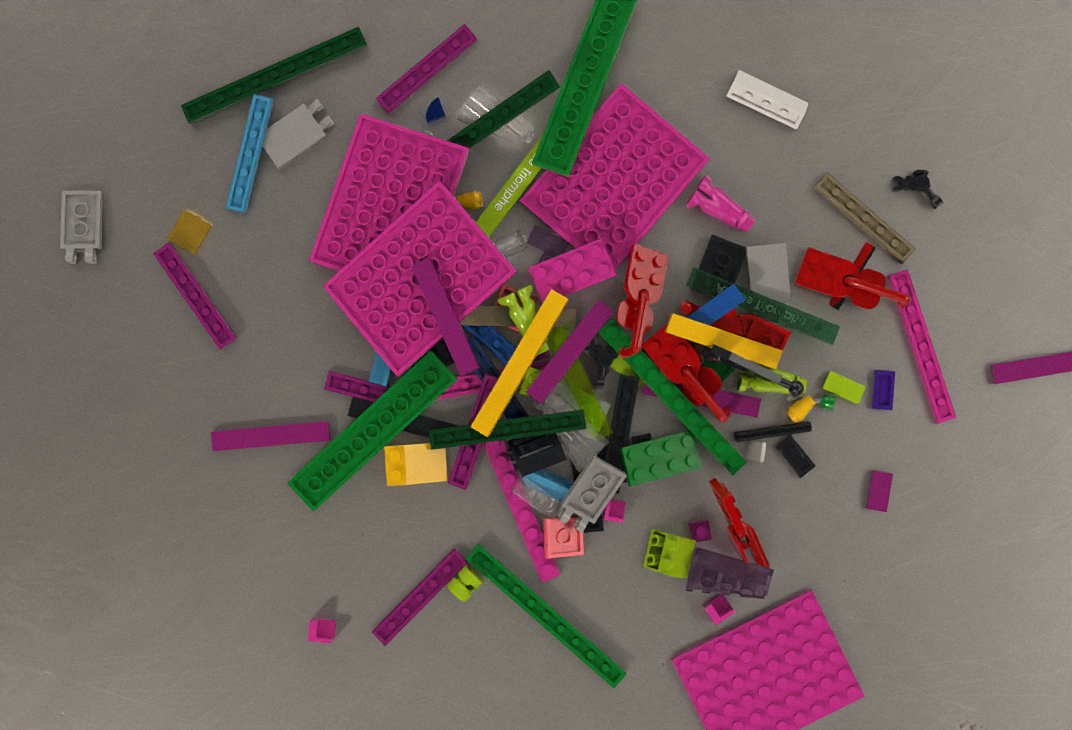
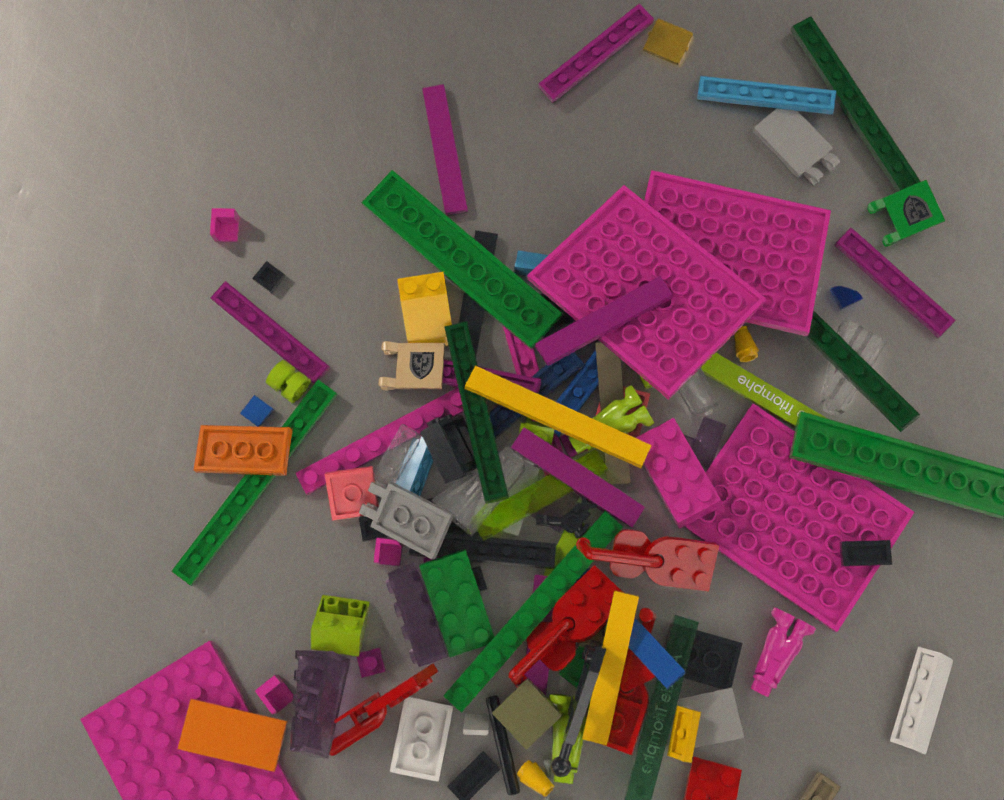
camera: 90 degrees right, 10 degrees down
(354, 387) = (510, 233): magenta tile -> none
(367, 46) = (910, 211): none -> green flag
(371, 595) = (269, 277): none -> black tile
(462, 474) = (417, 365): none -> tan flag
(486, 611) = (257, 411): none -> blue tile
(519, 624) = (243, 450): none -> orange tile
(650, 127) = (865, 553): none -> black tile
(667, 491) = (417, 615): none -> clear purple wedge
(748, 644) = (232, 735): none -> orange tile
(752, 410) = (527, 713): none -> olive tile
(763, 494) = (421, 739): none -> white plate
(778, 289) = (684, 734): none -> yellow plate

